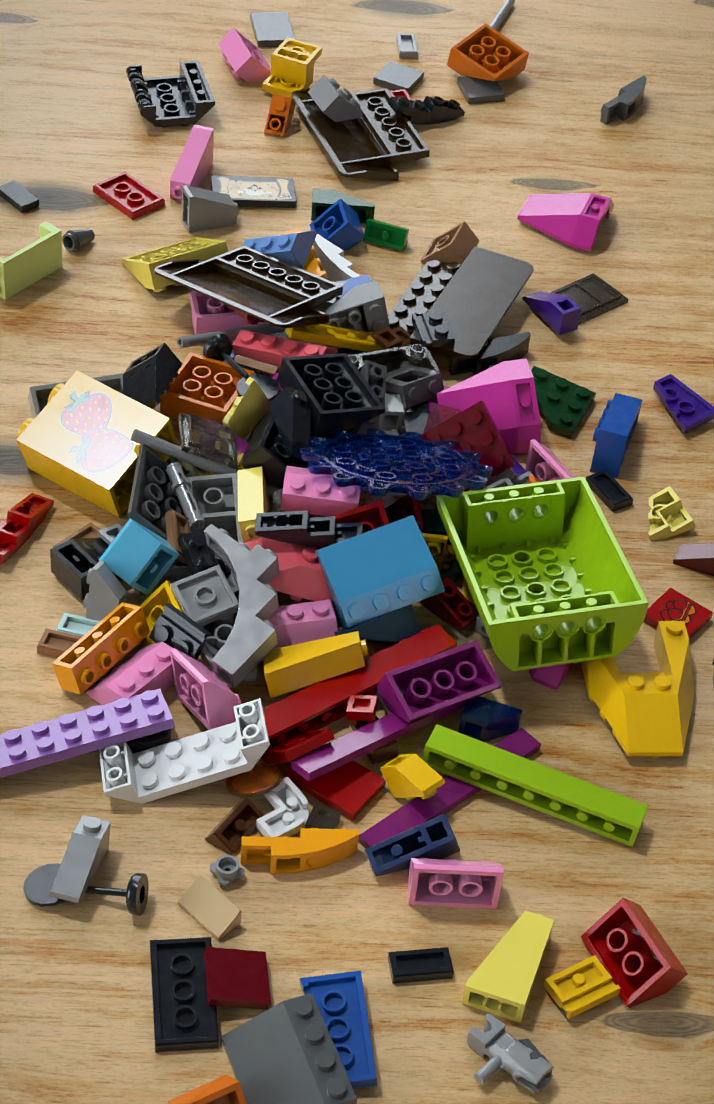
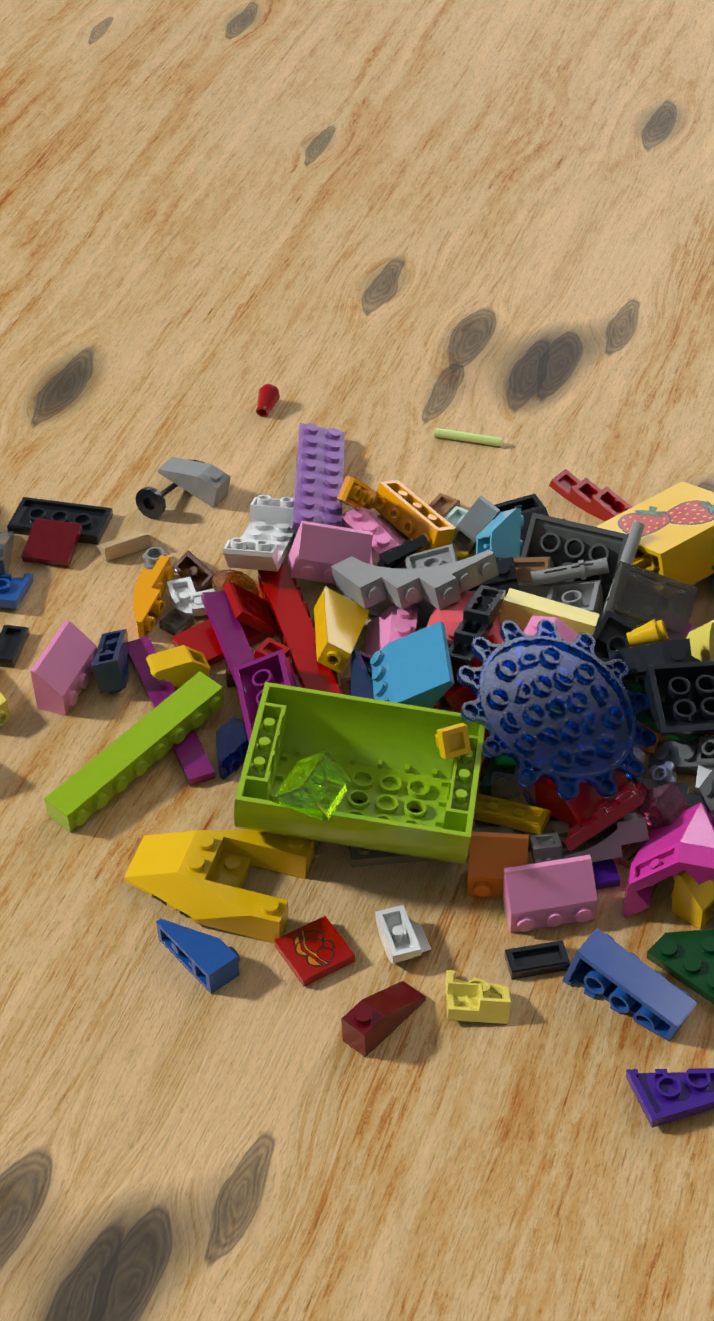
camera: 115 degrees right, 0 degrees up
(109, 678) = (356, 494): none -> light orange slope
(276, 419) = (648, 633): none -> yellow cone
(493, 493) = (453, 741): none -> yellow tile
(606, 559) = (314, 786): none -> clear neon green slope
(646, 561) = (400, 935): none -> white slope

